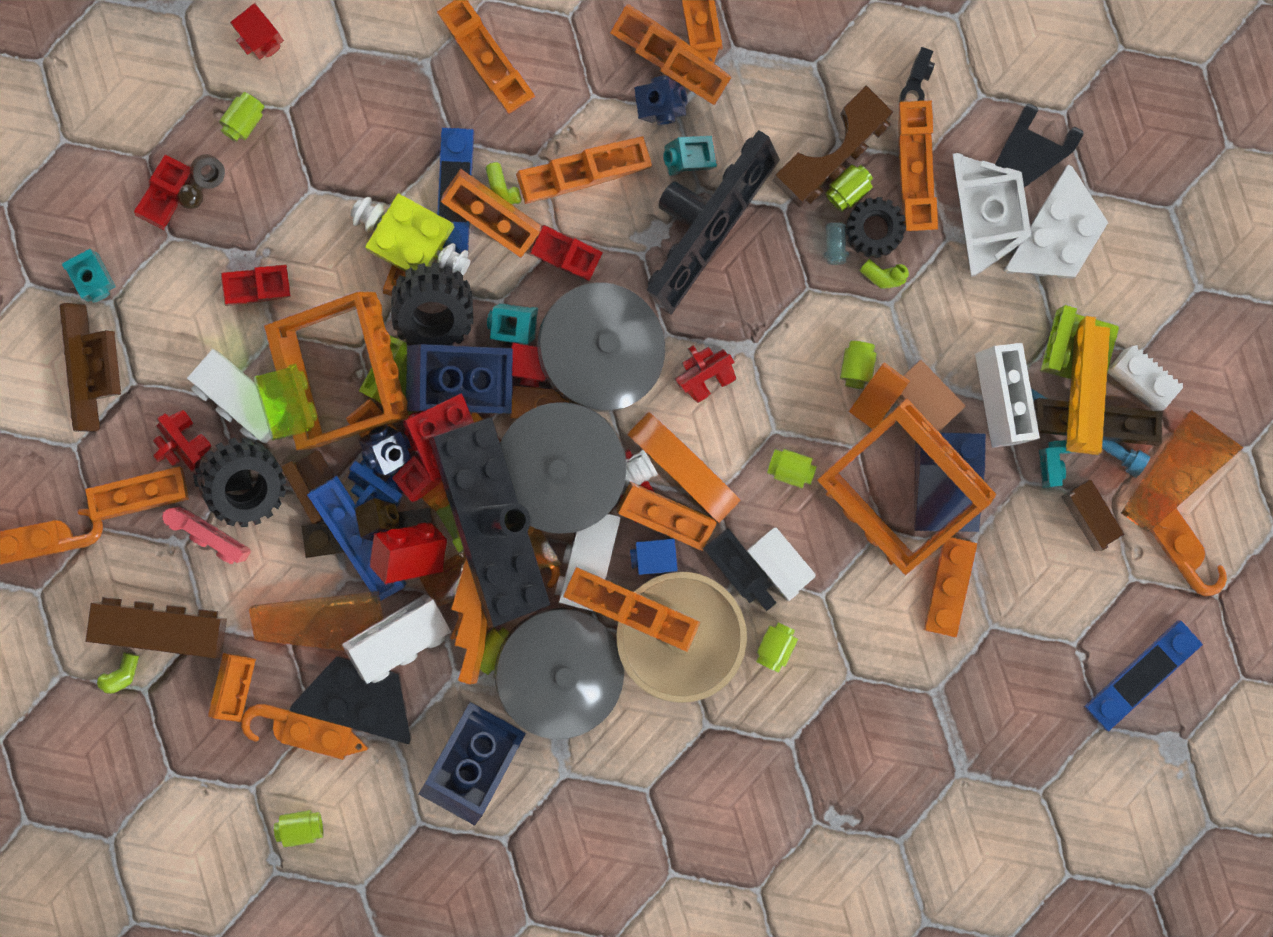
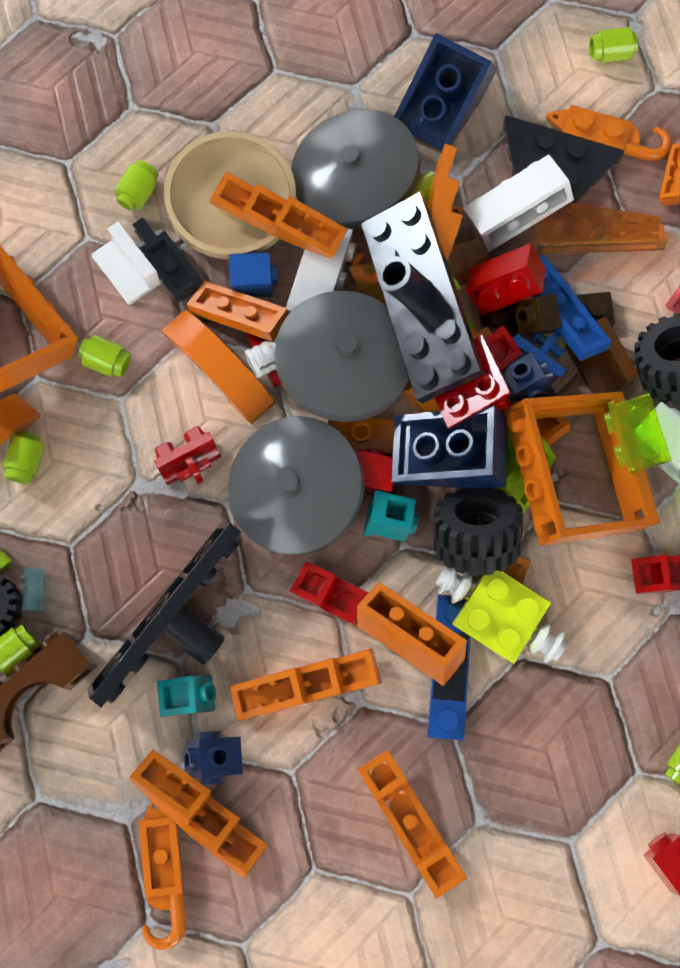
camera: 175 degrees left, 10 degrees down
(498, 184) = (401, 670): lime arm -> none

